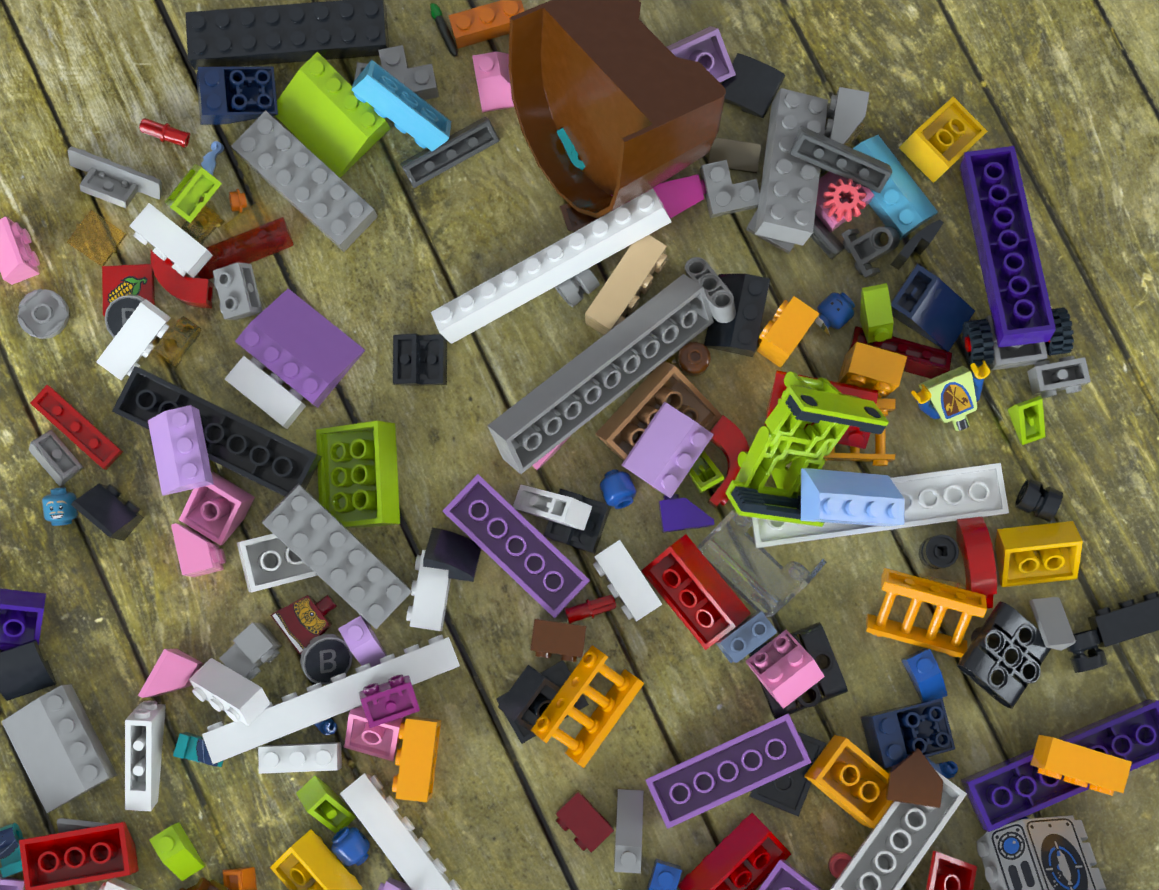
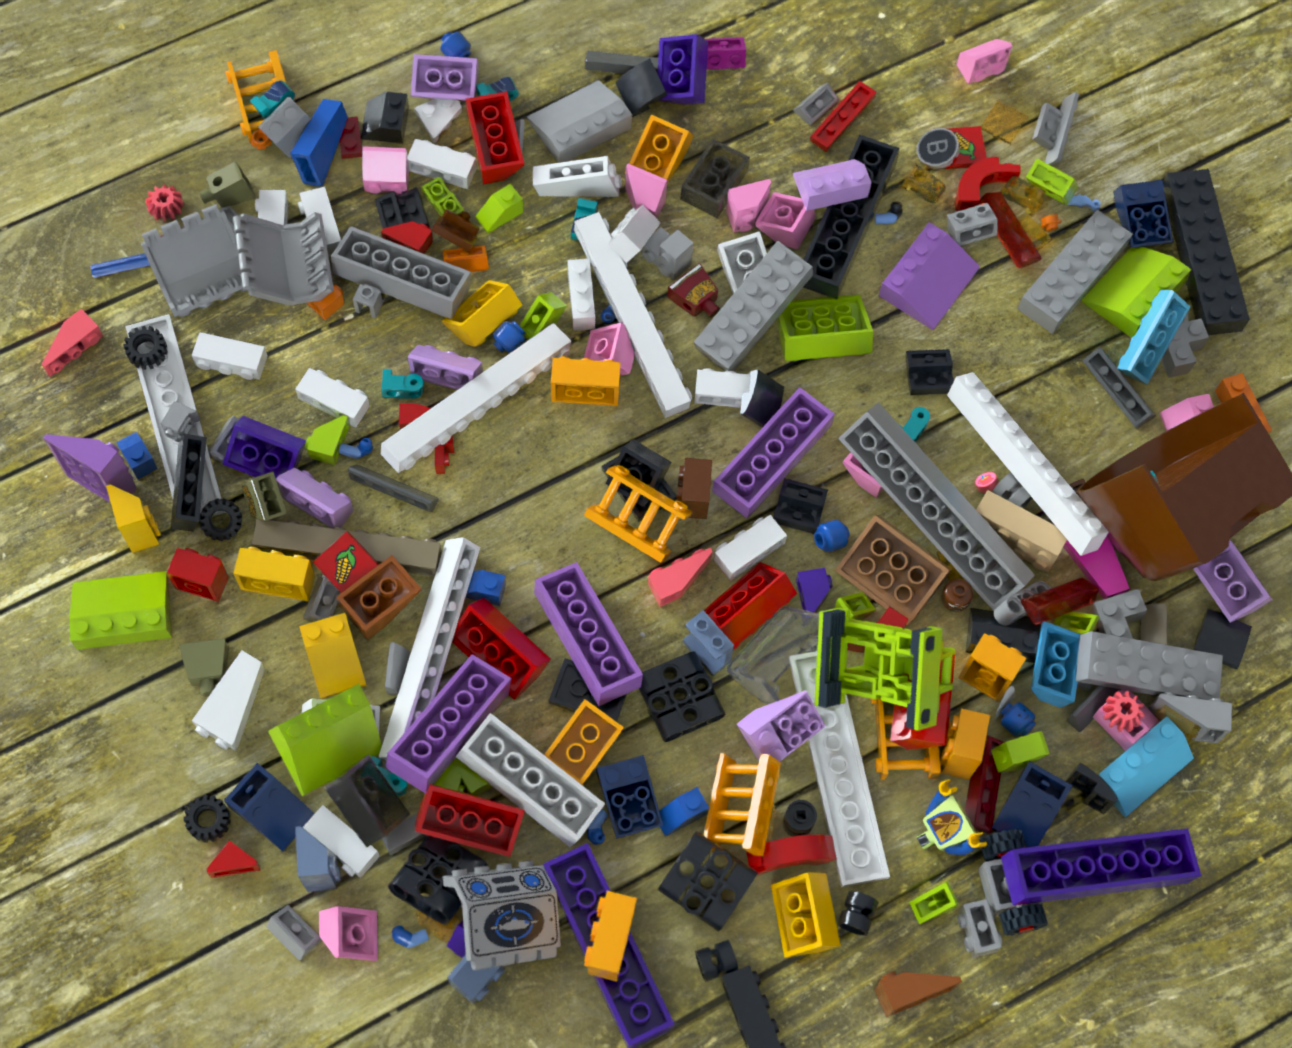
camera: 80 degrees right, 15 degrees down
(43, 314) = (935, 88): light grey tile -> none
(58, 507) = (776, 107): dark azure head -> none
(109, 511) = (775, 140): black slope -> none
(112, 653) = (661, 148): none -> light orange slope
(134, 340) = (922, 149): white brick -> none
(154, 588) = (713, 176): none -> clear smoke brick
(164, 132) = (1101, 165): red axle -> none
(170, 241) = (1007, 167): white brick -> none
(215, 383) = (891, 216): none -> arm
(266, 391) = (887, 252): white brick -> none
(325, 658) = (667, 308): black tile -> none
(362, 641) = (682, 334): lavender slope -> none
(388, 700) = (633, 350): magenta bracket -> none
(436, 14) = (1246, 369): pearl dark grey piece -> none
(483, 380) = (917, 423): none -> teal leg
(552, 507) = (810, 481): white slope -> none
(560, 311) = (986, 482): none -> coral tile
(584, 822) = (536, 520): dark red brick -> none
(590, 608) = (722, 518): red axle -> none
(628, 831) = (527, 557): light grey slope -> none
(663, 667) = (673, 581): none -> coral slope
(667, 449) = (872, 570): lavender slope -> none
(707, 250) = (1060, 600): none -> clear red slope
(732, 237) = (1077, 622): none -> lime slope
(782, 262) = (1056, 665): none -> dark azure slope
(785, 668) = (681, 675): bright pink slope -> none
(840, 159) = (1162, 705): dark grey slope -> none
(846, 566) = (781, 726): none -> lavender slope
(850, 498) = (843, 724): light blue slope -> none
(869, 247) = (1082, 747): dark grey pin -> none
(915, 782) = (586, 790): reddish brown slope -> none
(943, 139) = (1196, 807): yellow slope -> none
(1052, 623) = (740, 925): light grey slope -> none
(1123, 452) = (910, 989): none -> dark orange slope

